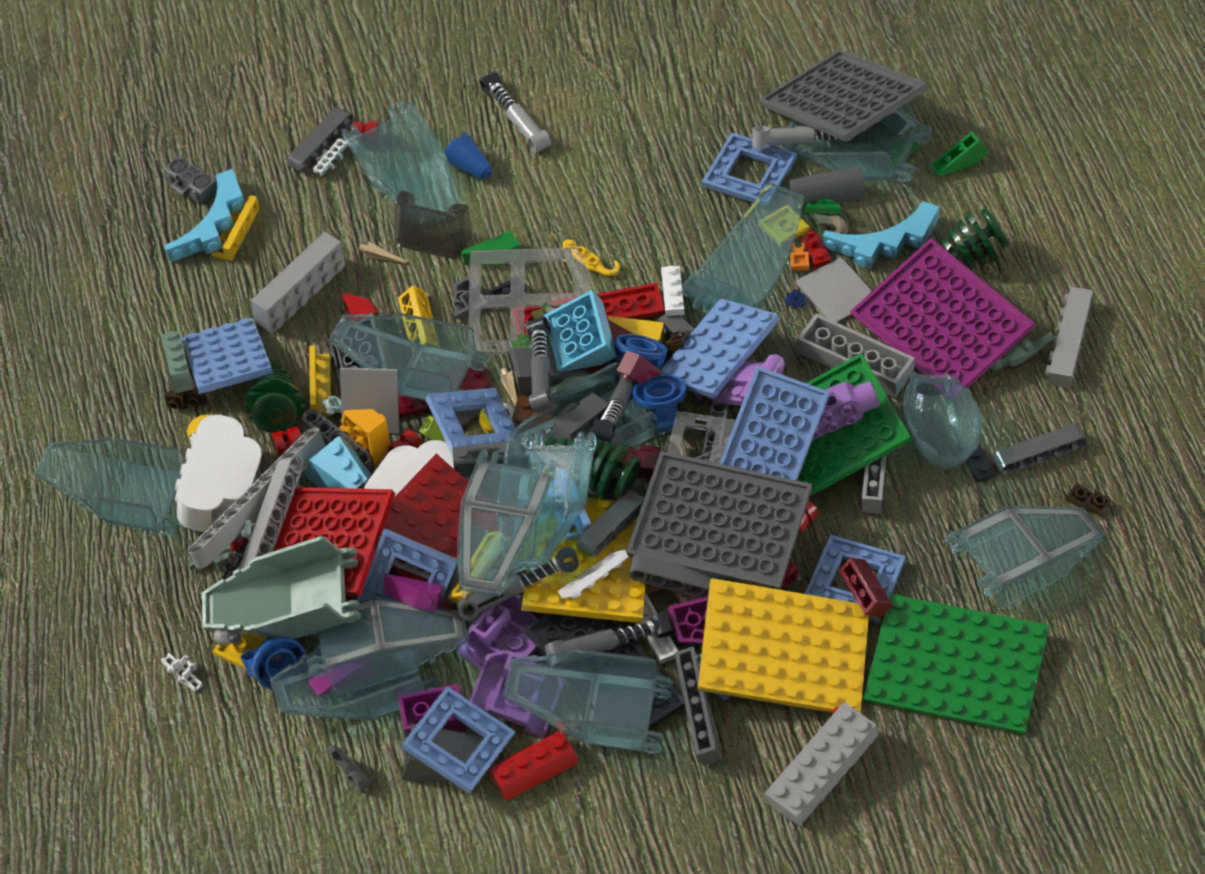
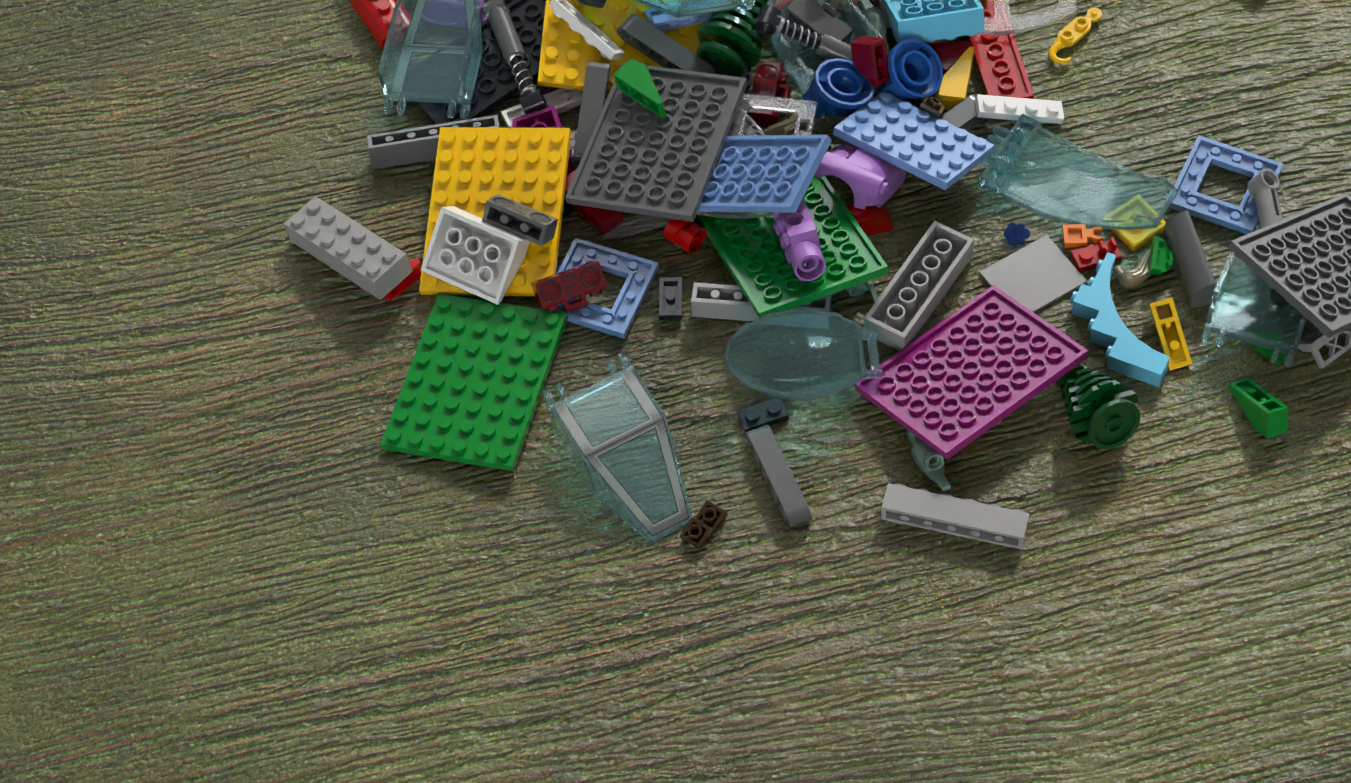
camera: 90 degrees right, 5 degrees up
(666, 526) = (637, 83): none -> green slope
(811, 612) = (519, 220): none -> dark grey piece
(836, 655) = (473, 254): none -> white slope
(865, 527) = (670, 298): none -> black plate
(891, 205) = (1170, 333): none -> yellow slope

